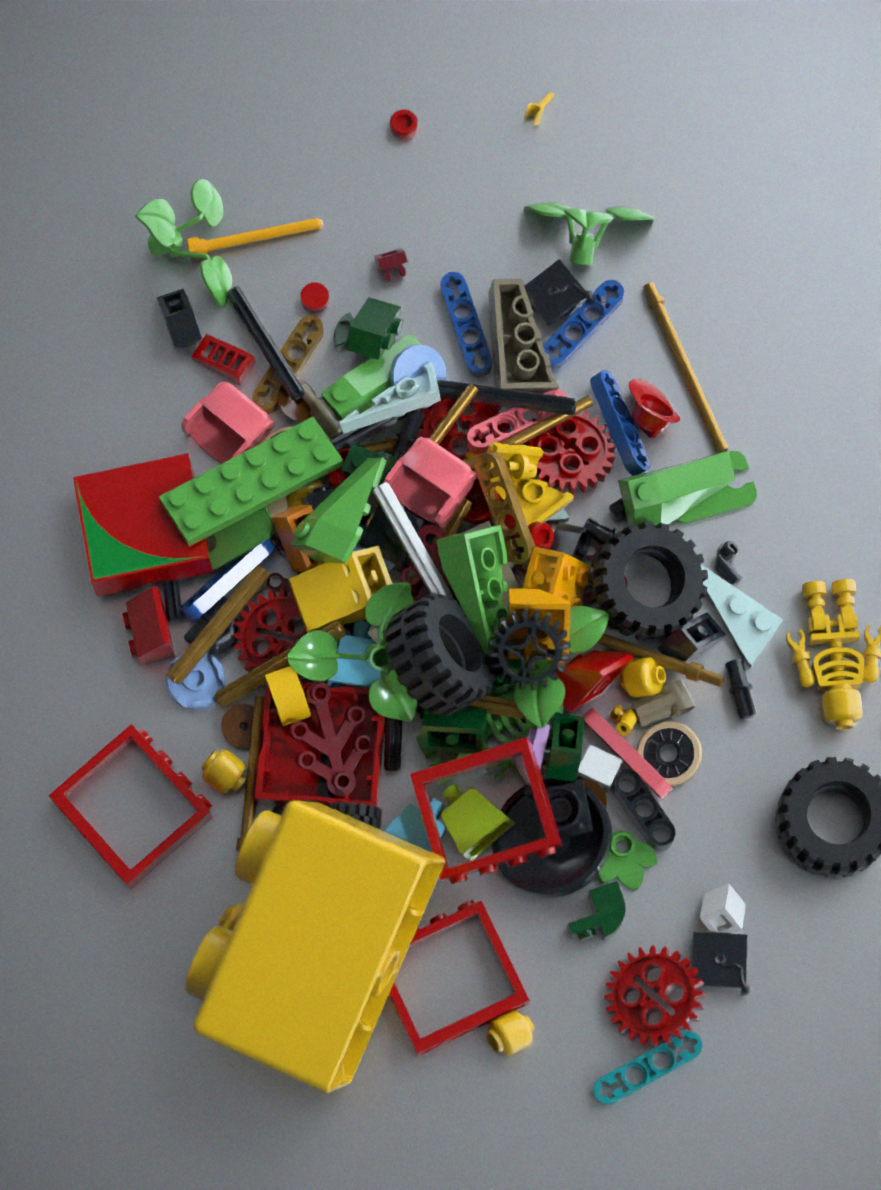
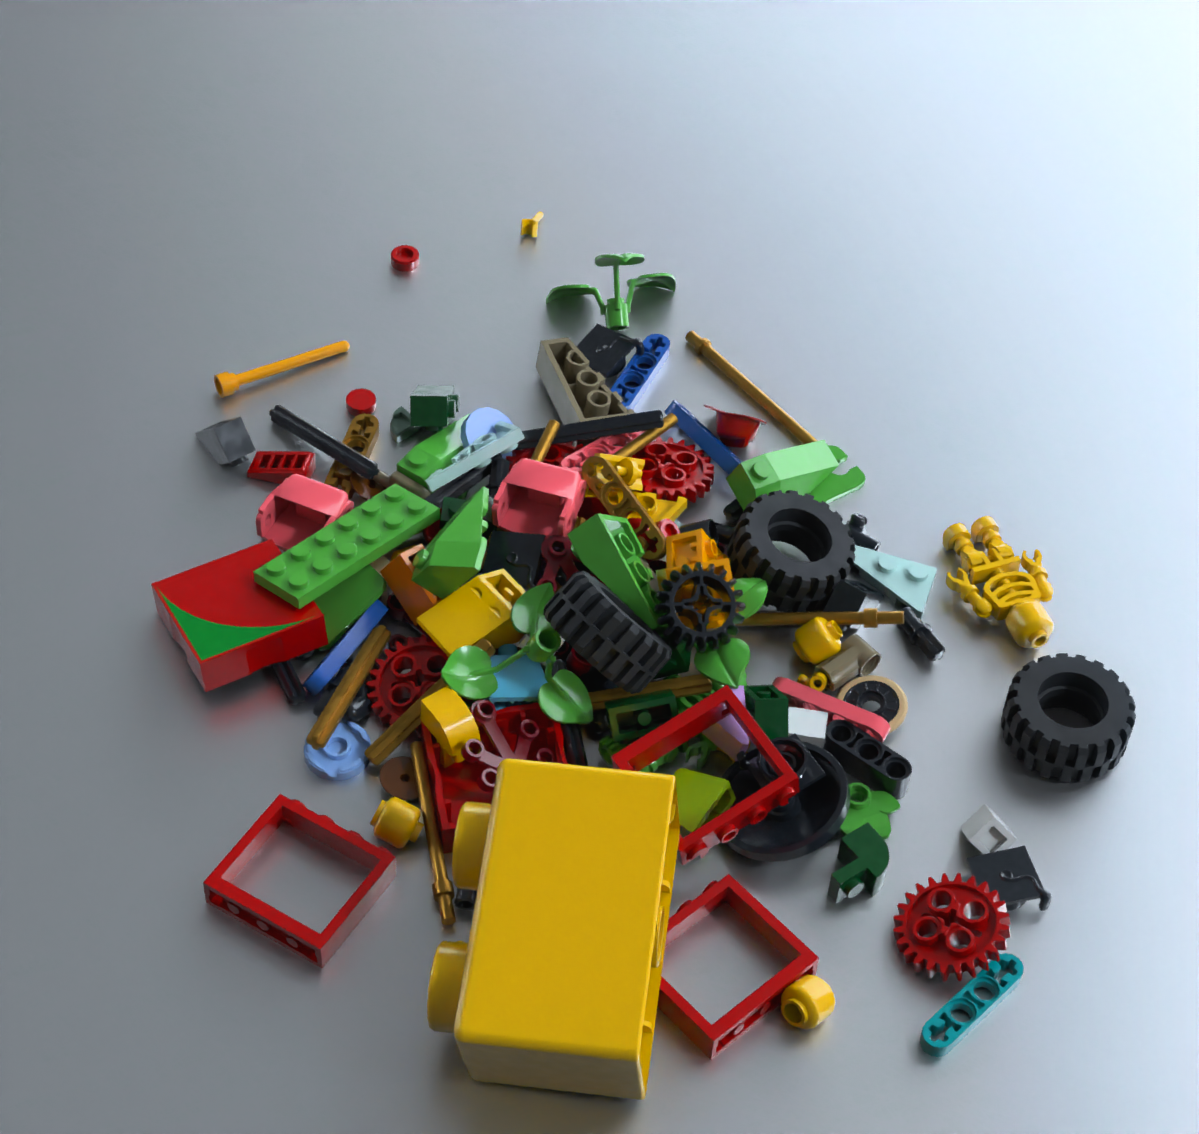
camera: 20 degrees left, 25 degrees down
(149, 628) = (274, 703): red slope -> none
(165, 237) = (196, 379): plant -> none
(390, 260) = (430, 356): dark red tile -> none
(410, 540) = (529, 541): white axle -> none
(466, 324) = (518, 398): blue beam -> none
(590, 676) = (770, 643): red slope -> none

